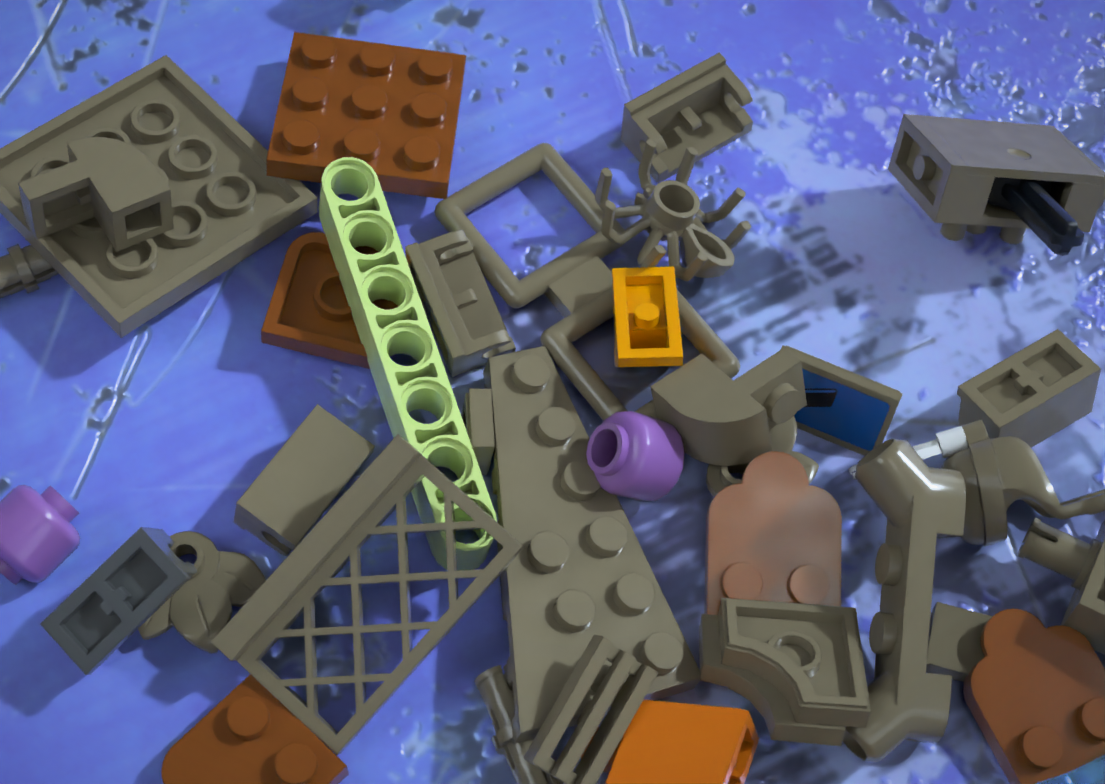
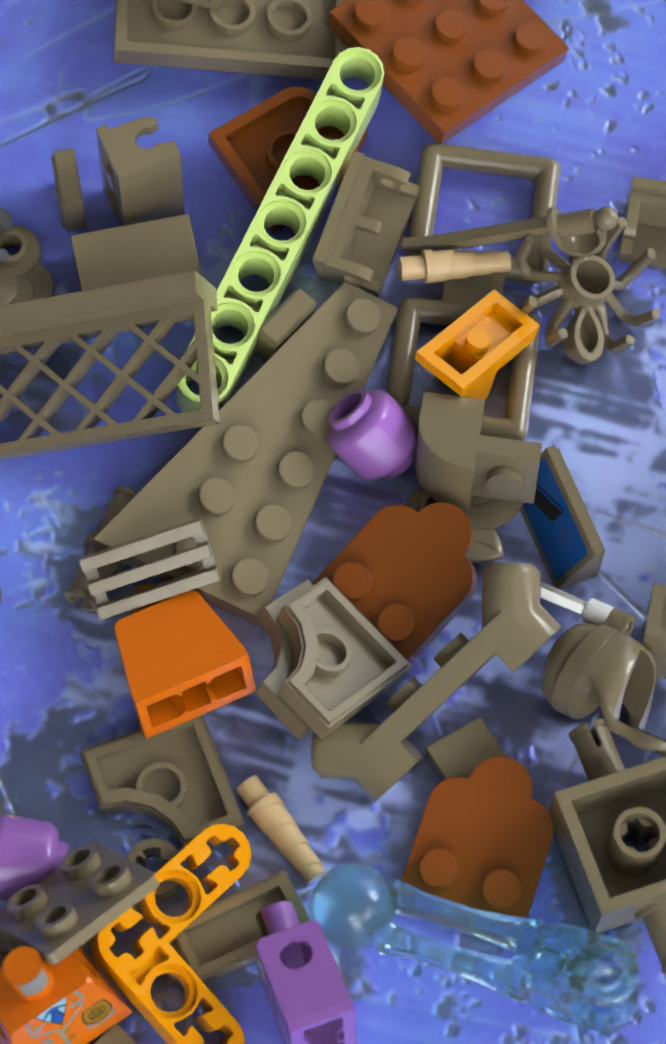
camera: 45 degrees right, 5 degrees up
(186, 470) = (68, 189): none -> dark tan tile
(246, 413) = (136, 180): none -> dark tan hinge
(557, 278) = (451, 265): none -> tan animal
(641, 170) = (575, 232): none -> dark tan sword

